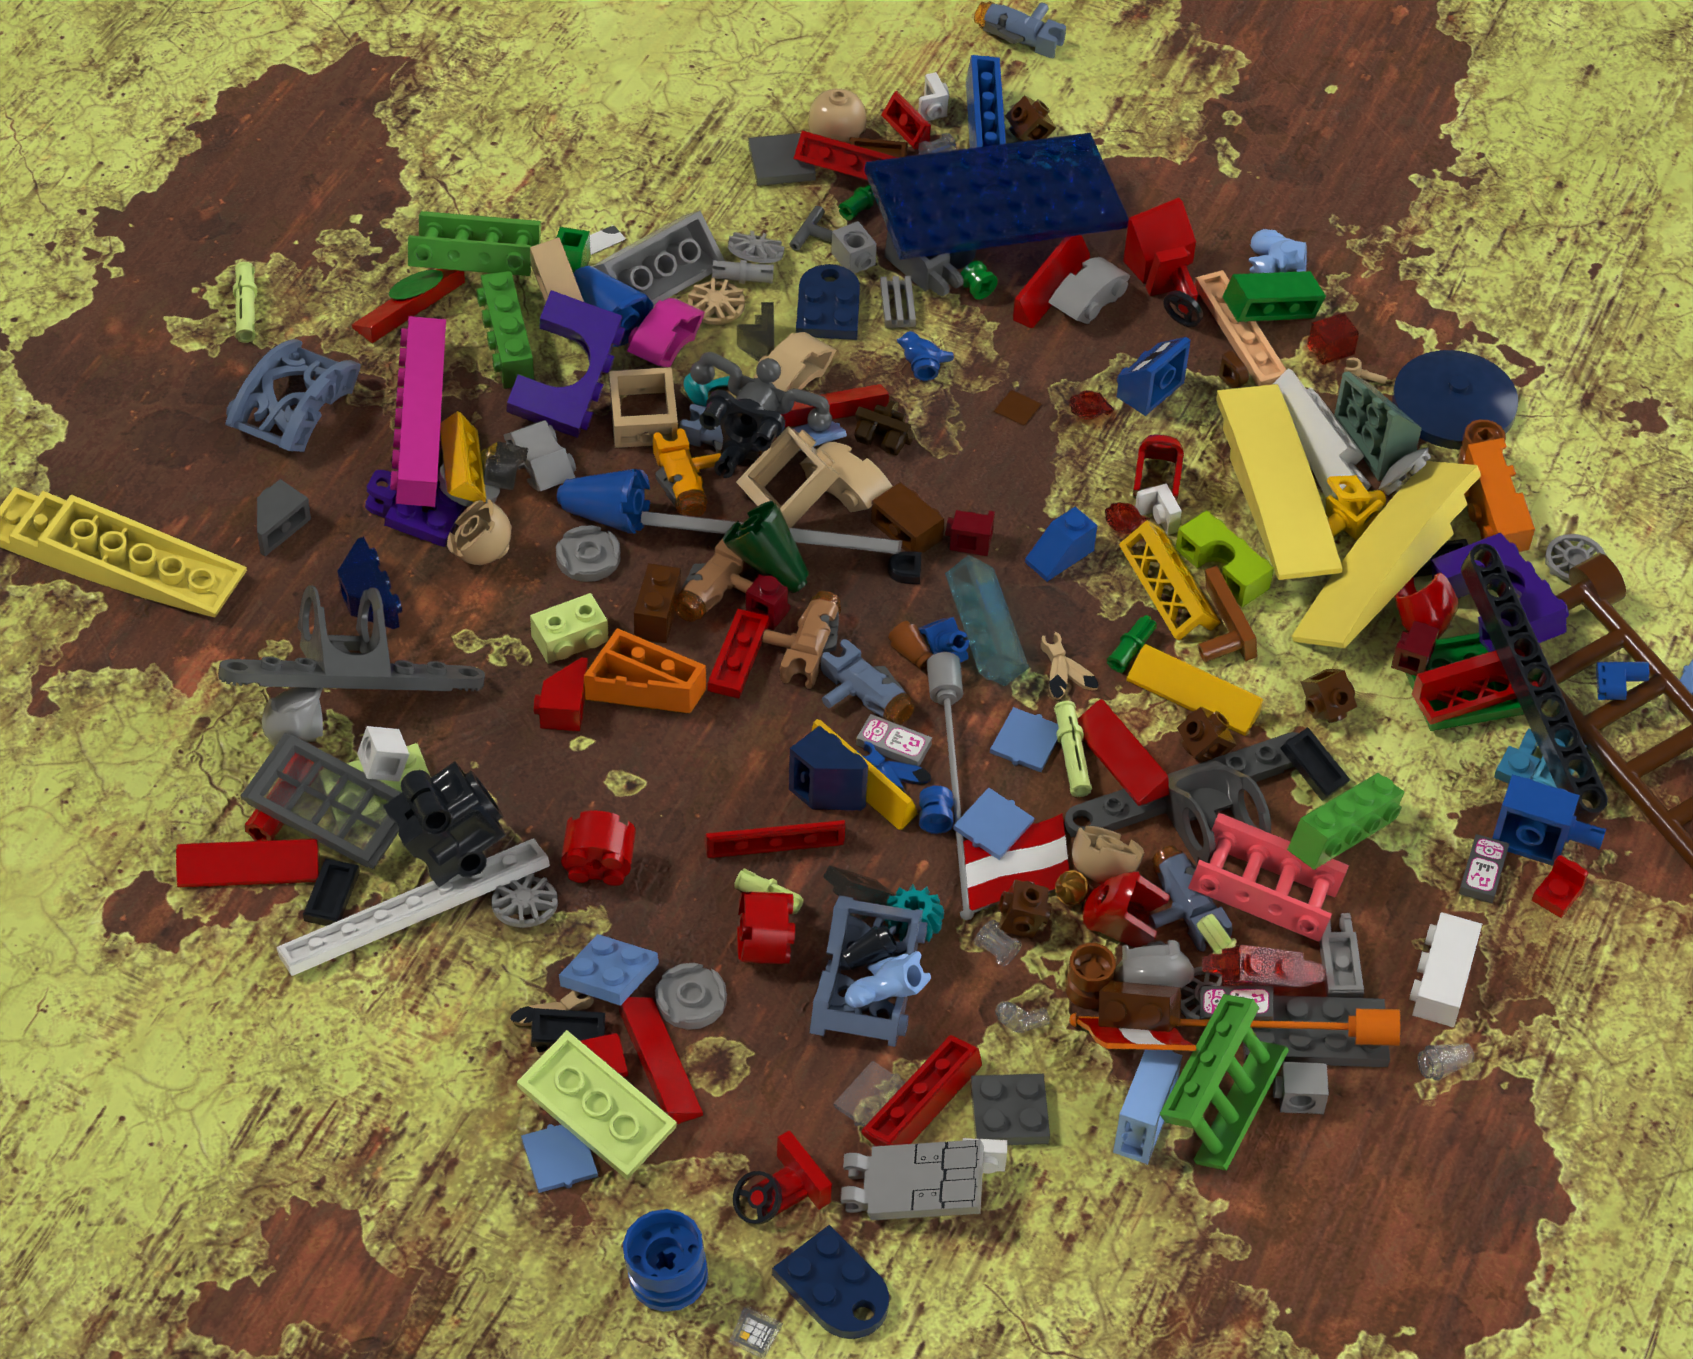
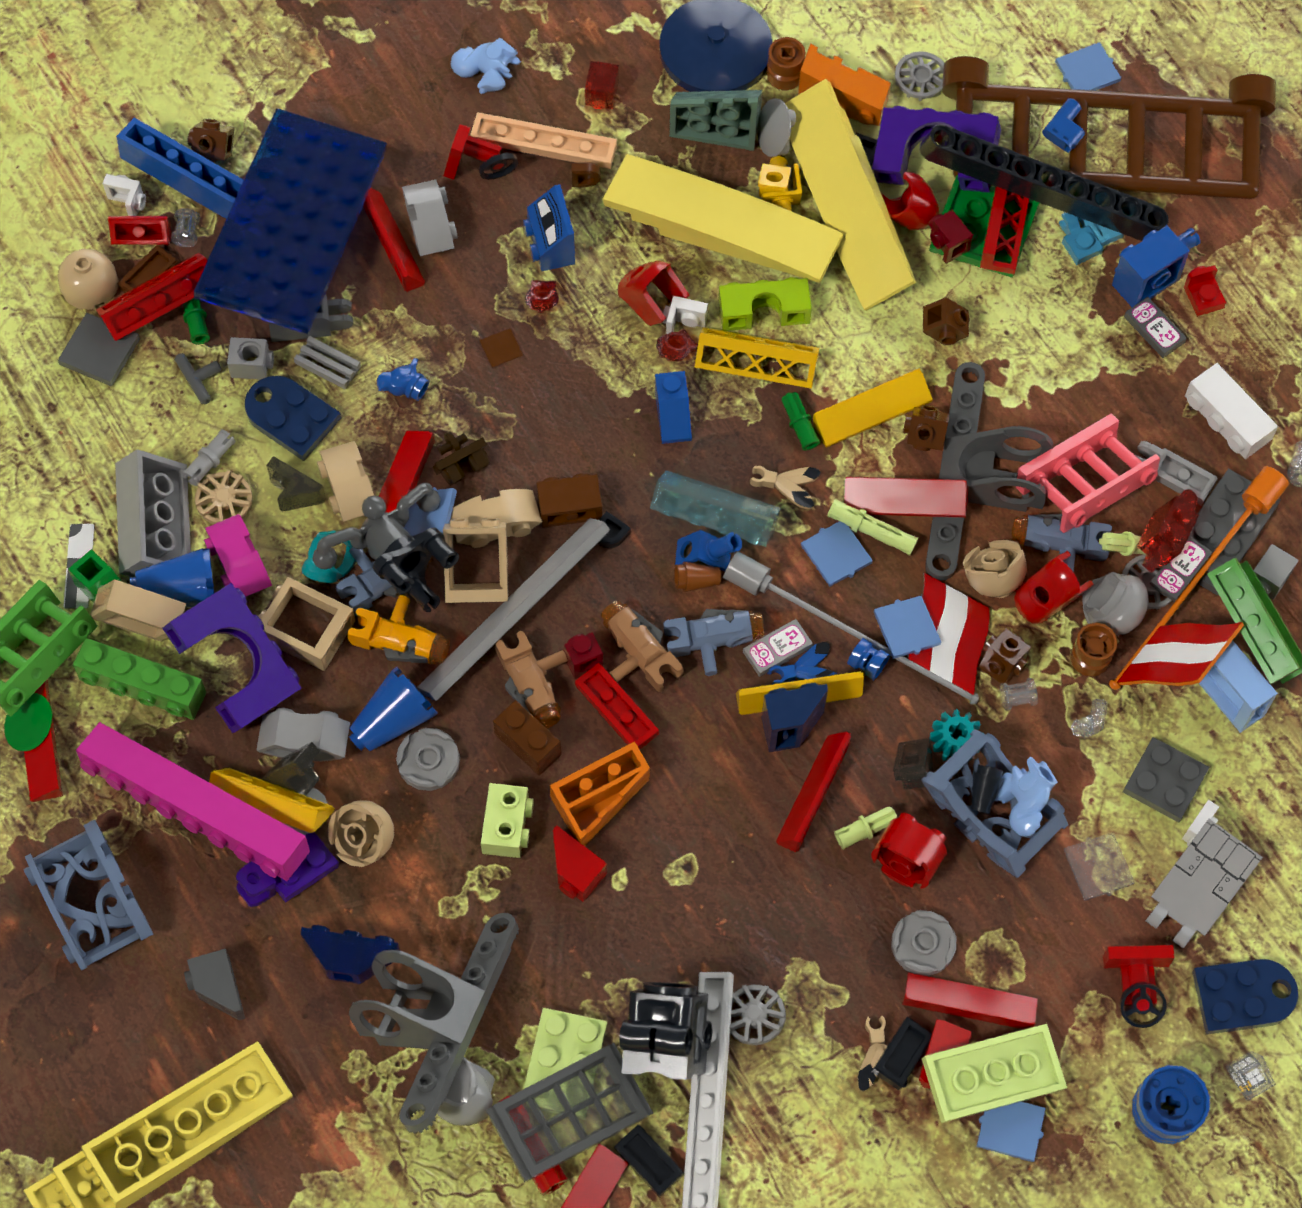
camera: 55 degrees left, 15 degrees up
(383, 753) = (557, 1042): white brick -> none
(598, 847) = (753, 928): red brick -> none
(608, 969) = (870, 989): medium blue plate -> none
(755, 247) = (192, 428): light grey wheel -> none
(768, 546) = (537, 620): dark green cone -> none
(924, 1094) = (1119, 833): red slope -> none
(970, 532) = (614, 462): dark red brick -> none
(979, 280) = (354, 289): green wheel -> none
(1020, 27) = (94, 79): sand blue piece -> none
(1072, 888) = (1002, 611): pearl gold plate -> none
(1139, 1006) = (1154, 634): reddish brown brick -> none
(1156, 231) = (421, 137): red slope -> none
(1240, 633) = (845, 341): dark orange piece -> none
(1273, 296) = (534, 96): green brick -> none
(1315, 764) = (996, 373): black tile -> none
(1321, 435) = (693, 156): white wedge -> none
(1346, 820) = (1077, 388): bright green brick -> none
(1354, 366) = (644, 89): tan hand -> none

